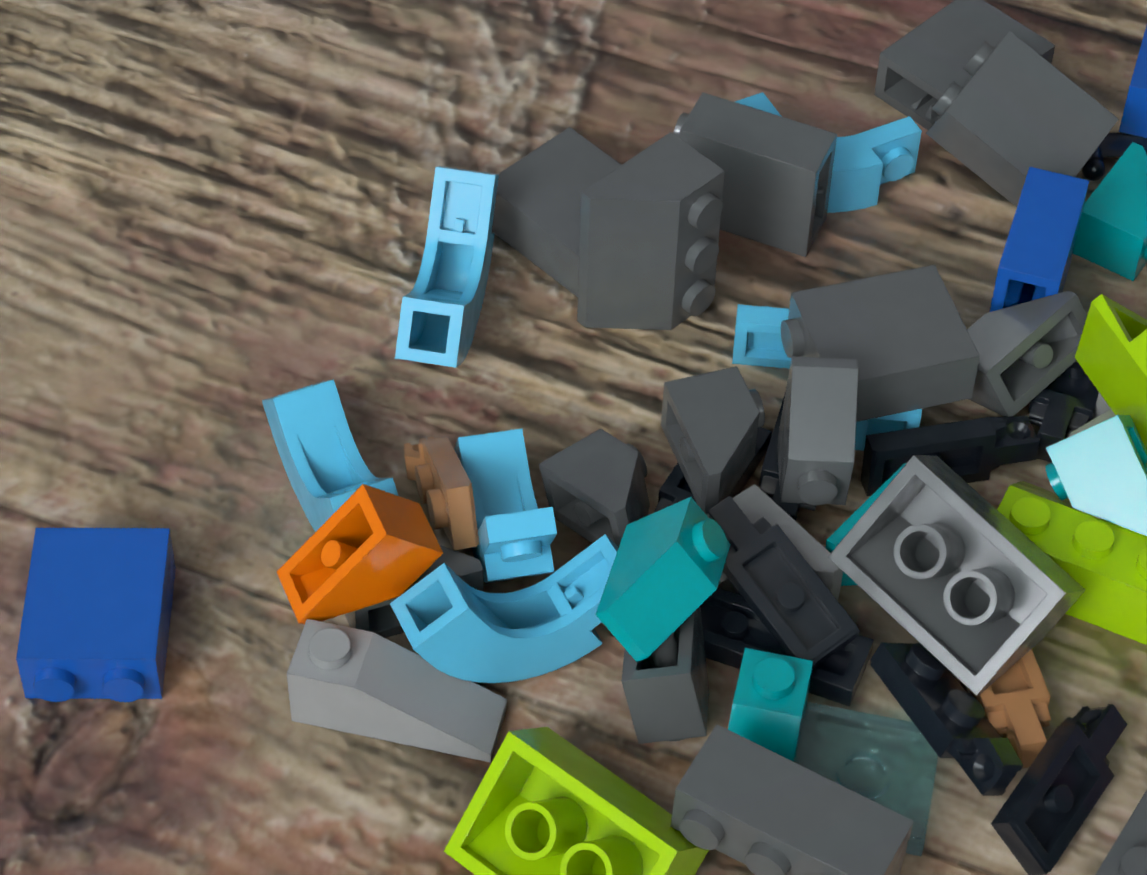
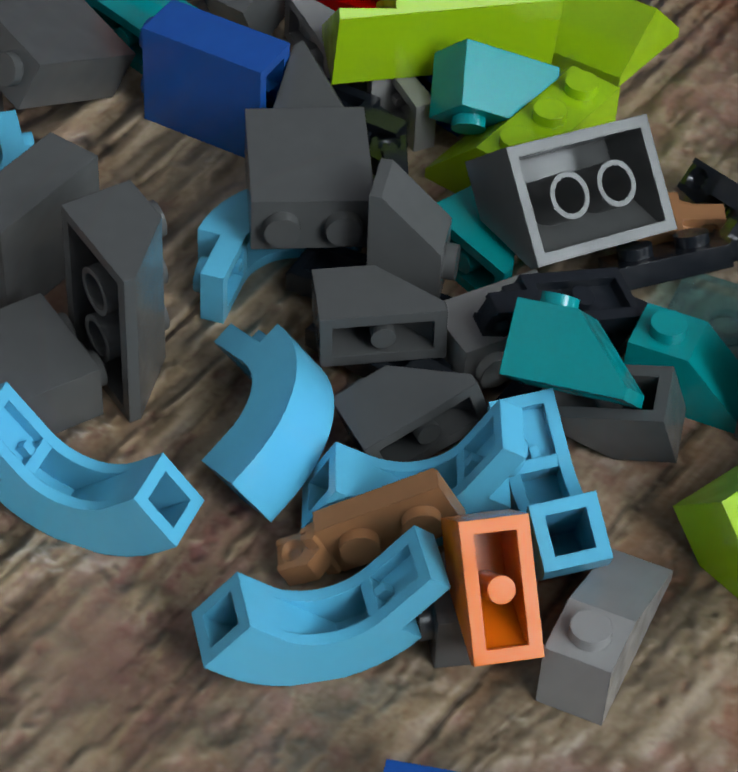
camera: 80 degrees left, 5 degrees down
(566, 392) = (282, 424): none -> medium azure arch

